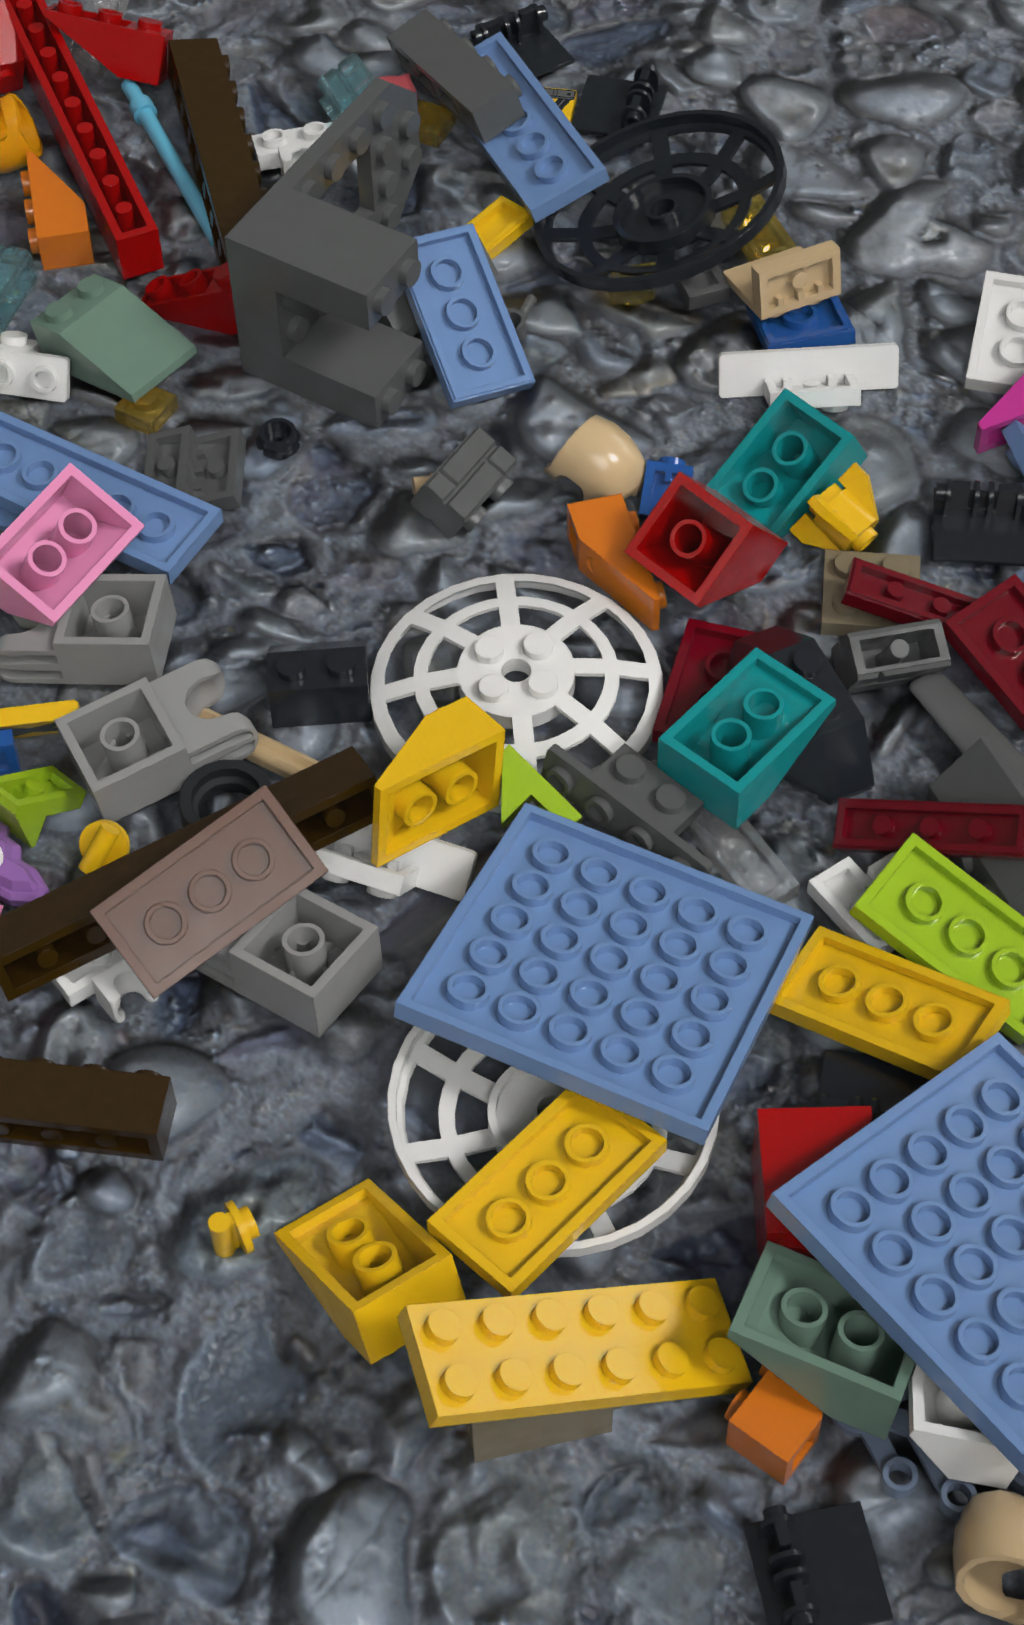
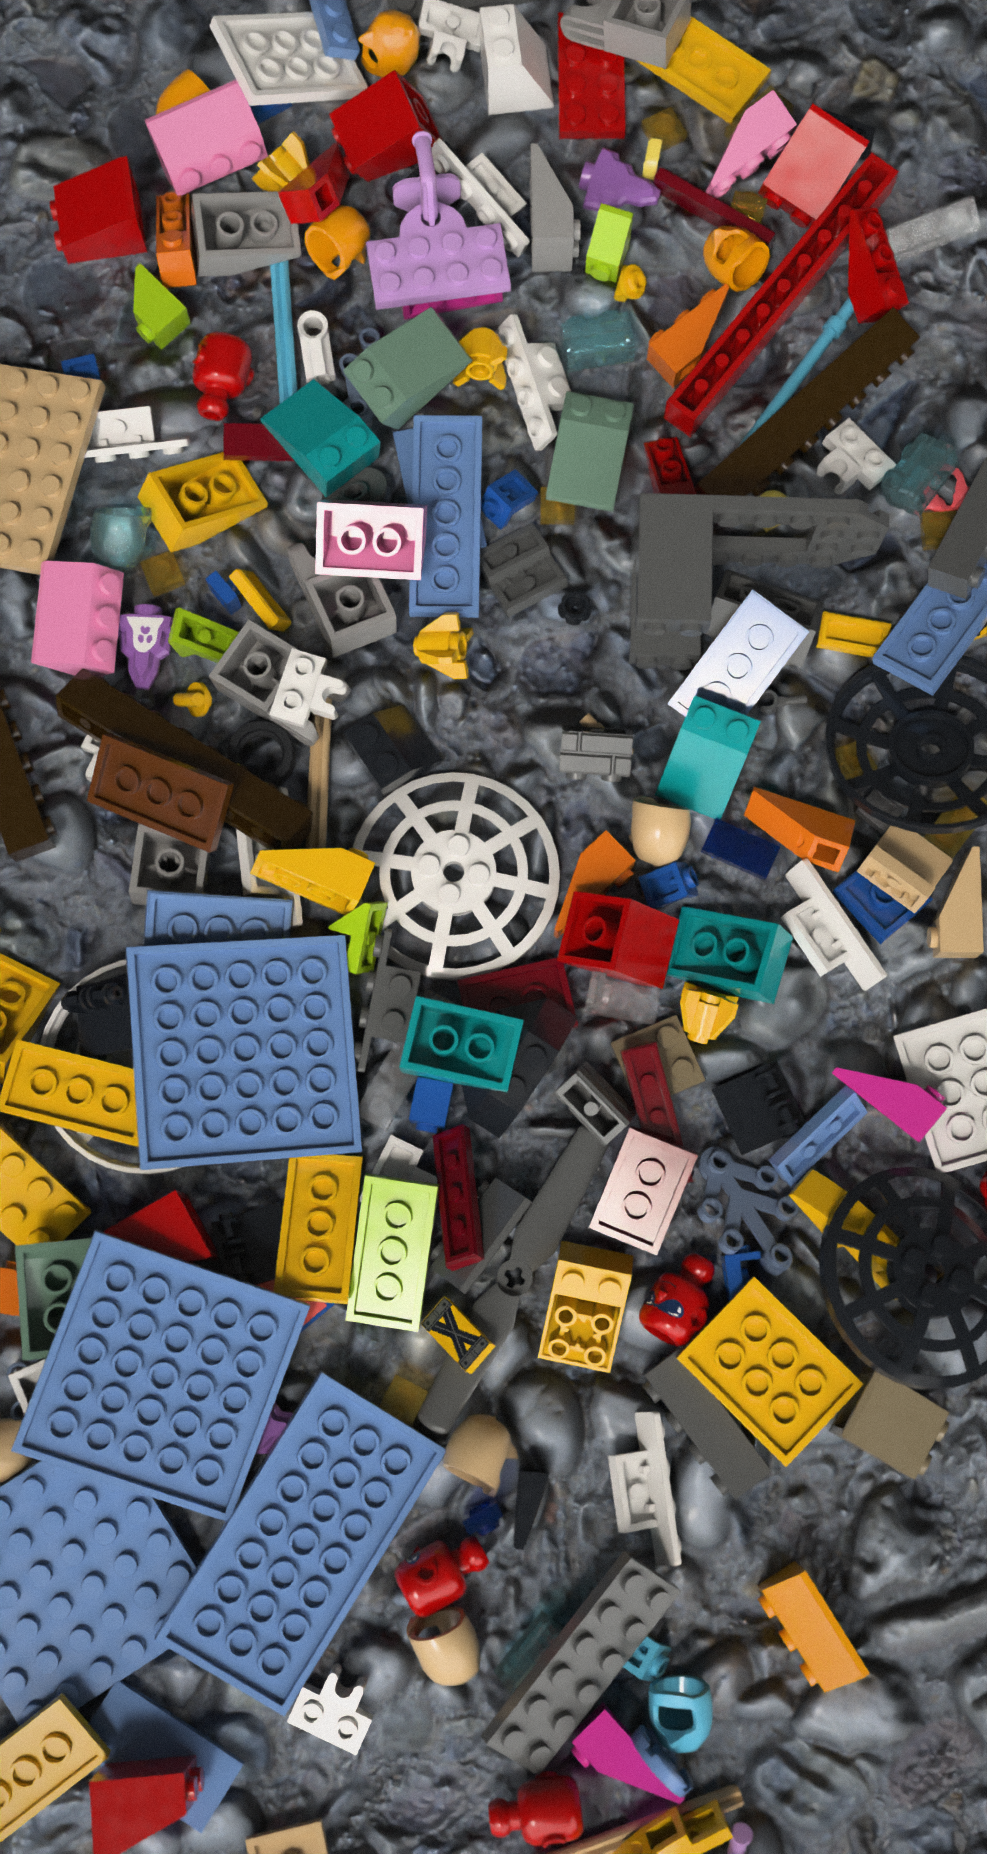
camera: 60 degrees right, 25 degrees up
(104, 436) = (507, 497): none -> blue bracket
(196, 691) = (305, 690): none -> white plate
(231, 567) = (444, 645): none -> yellow brick
(405, 925) = (209, 918): none -> medium blue tile
(464, 1097) = (102, 1016): none -> black hinge
(538, 379) = (707, 757): none -> teal slope
(667, 418) = (740, 849): none -> clear blue plate
(679, 348) = (802, 827): none -> orange slope
(771, 596) = (621, 1000): none -> clear bracket
(794, 824) = (430, 1104): none -> blue brick
(872, 271) = (959, 922): none -> tan slope

